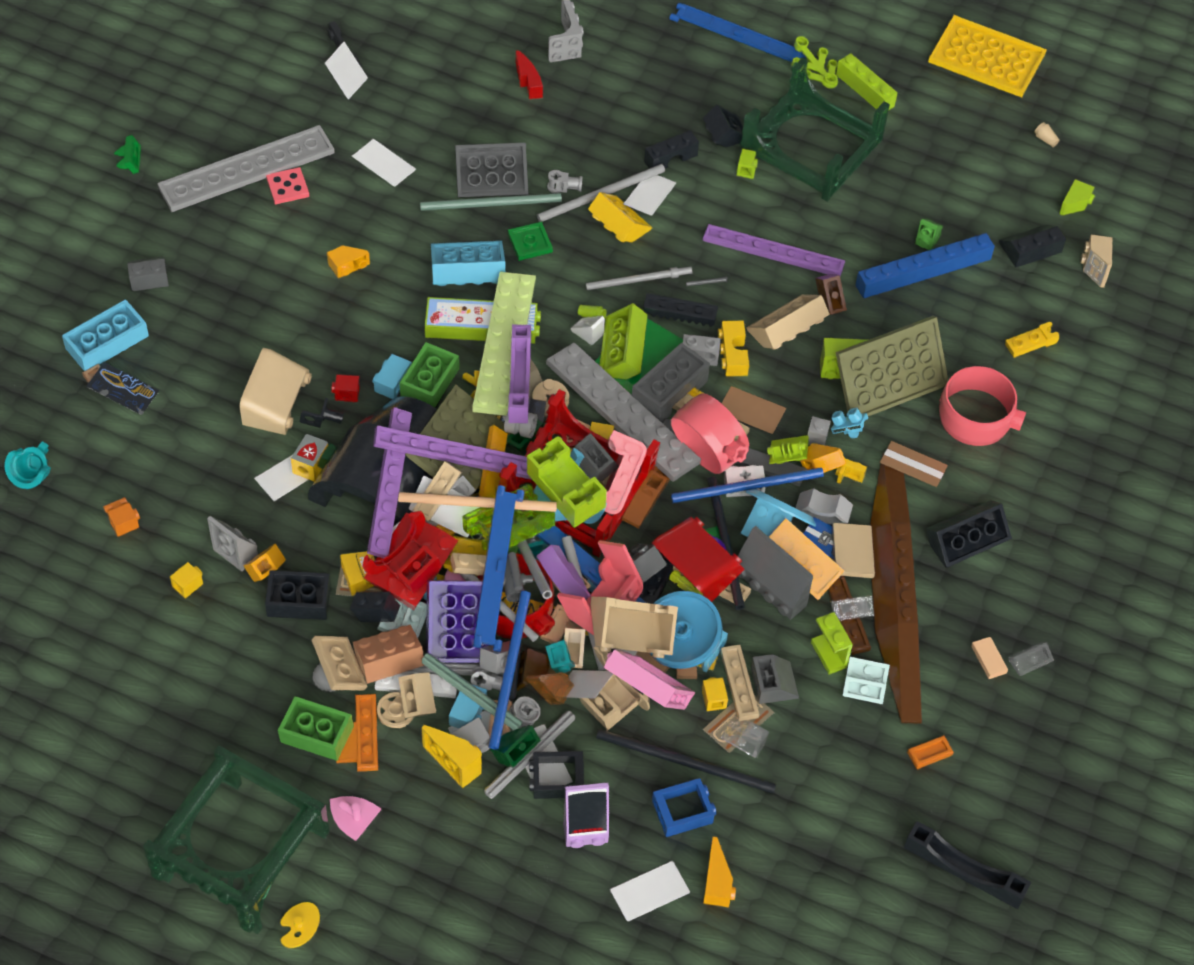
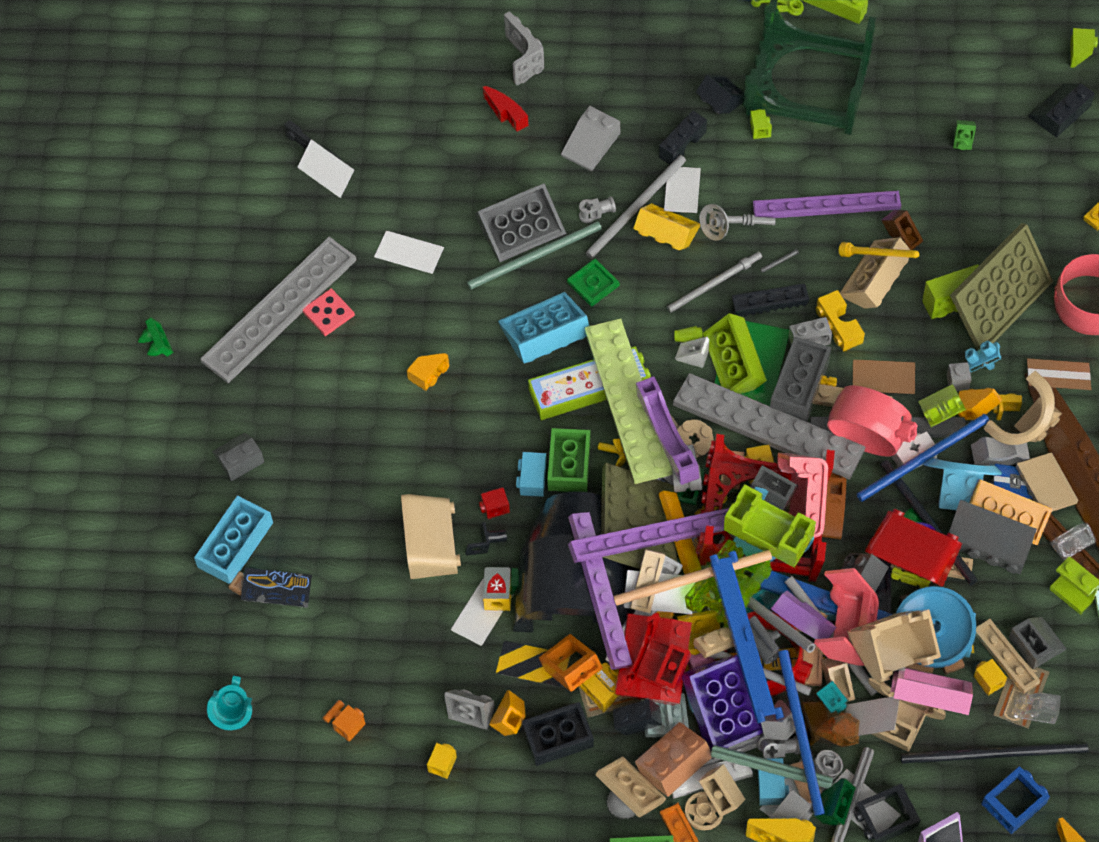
camera: 15 degrees left, 5 degrees up
(311, 532) = (524, 663): none -> sticker
(348, 539) = (571, 677): none -> orange window
(591, 124) = (591, 138): none -> light grey slope
(668, 229) = (721, 218): none -> light grey dish
(772, 292) = (847, 250): none -> yellow piece
(867, 493) = (1035, 421): none -> tan piece
(924, 265) = (975, 168): blue brick -> none

